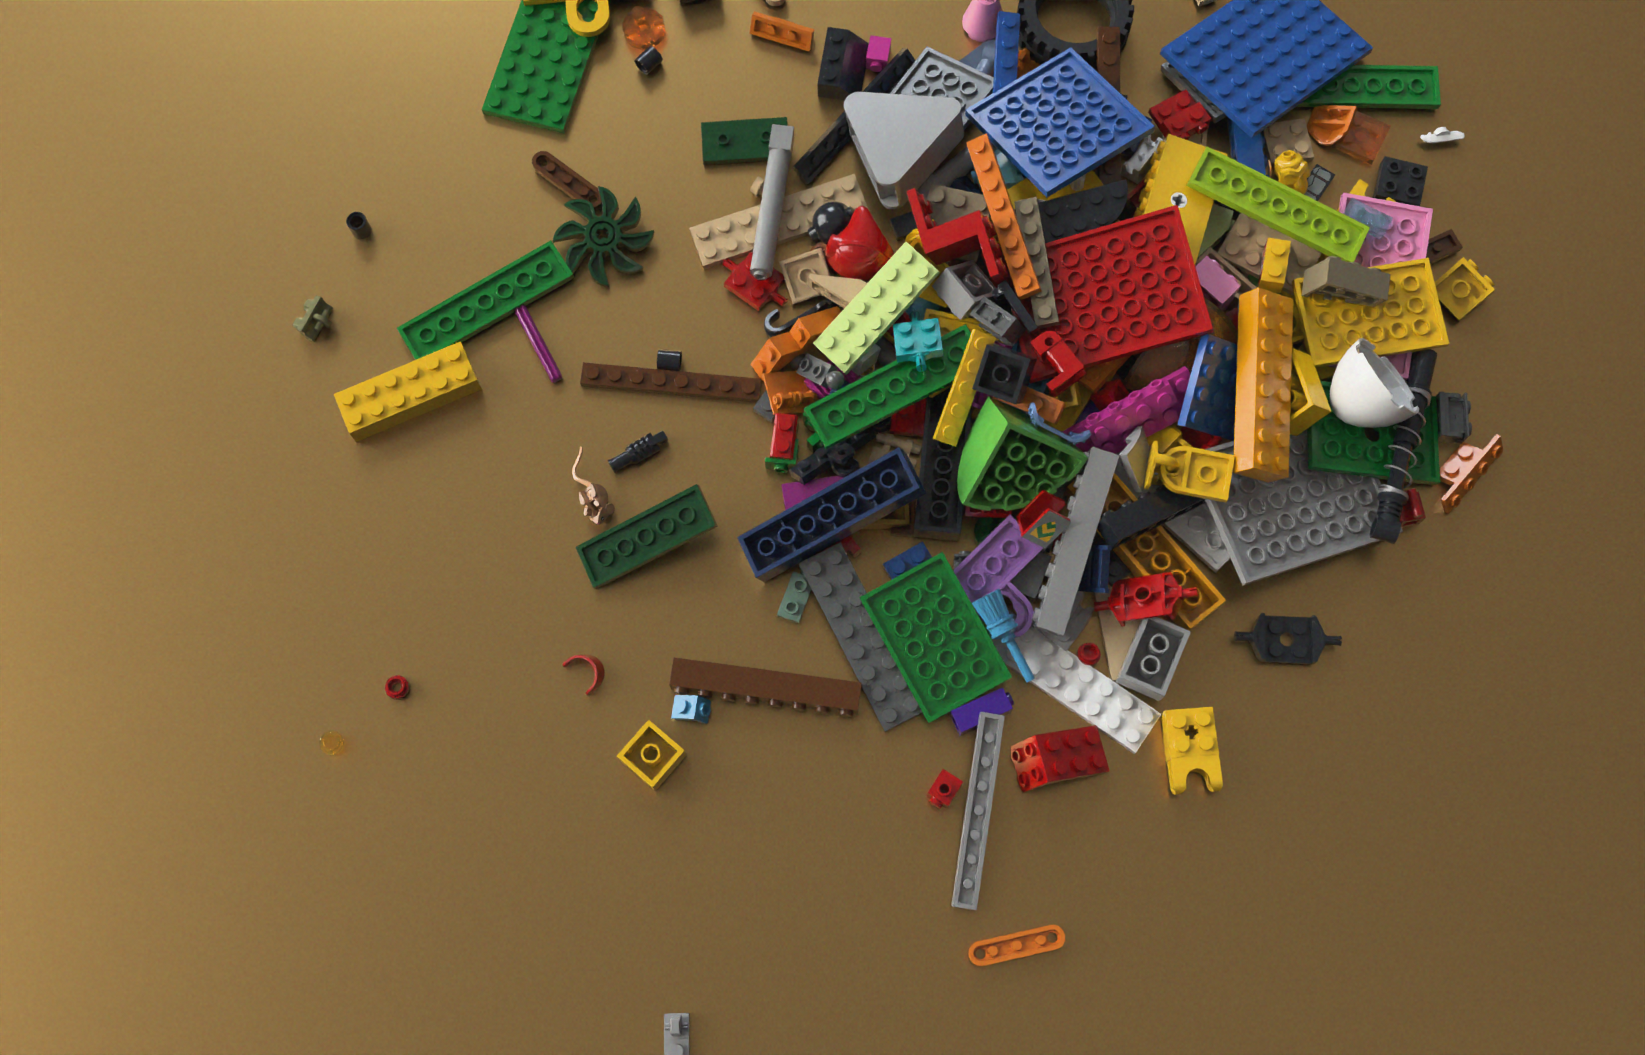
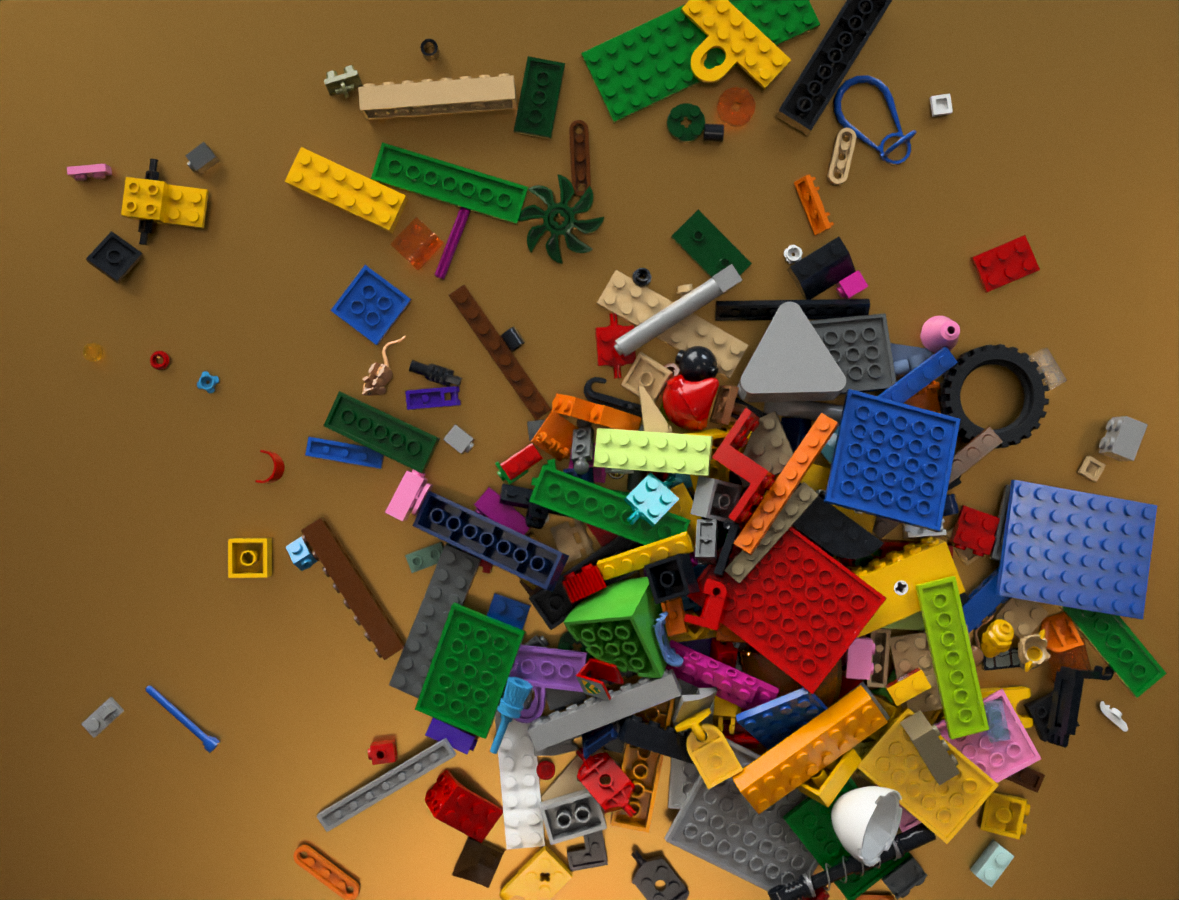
camera: 45 degrees right, 15 degrees up
(167, 607) = (98, 171): none -> bright pink plate
(259, 493) = (201, 158): none -> dark grey brick
(259, 564) = (162, 203): none -> yellow piece
(268, 645) = (114, 257): none -> black hinge
(404, 247) = (437, 97): none -> tan brick
(451, 658) = (205, 376): none -> dark azure plate
(485, 172) = (539, 97): none -> dark green plate
(510, 372) = (417, 243): none -> clear orange hinge
(526, 456) = (371, 305): none -> blue plate
(615, 65) = (694, 129): none -> dark green plate
(634, 589) = (343, 452): none -> blue plate
(657, 472) = (432, 398): none -> dark purple plate
(715, 211) = (644, 273): none -> black plate
(716, 478) = (459, 440): none -> light grey brick
(726, 559) = (409, 495): none -> bright pink brick
(792, 951) = (208, 741): none -> blue piece
(808, 74) = (793, 249): none -> white plate
(892, 226) = (726, 405): none -> medium nougat tile
(942, 465) = (584, 583): none -> red brick
(1126, 790) = (478, 862): none -> dark brown plate
(1205, 673) = (591, 855): none -> black plate
(1328, 152) = (1033, 651): none -> tan hair
(1398, 154) = (1067, 700): none -> black hinge
(1499, 333) = (992, 863): none -> light aqua brick

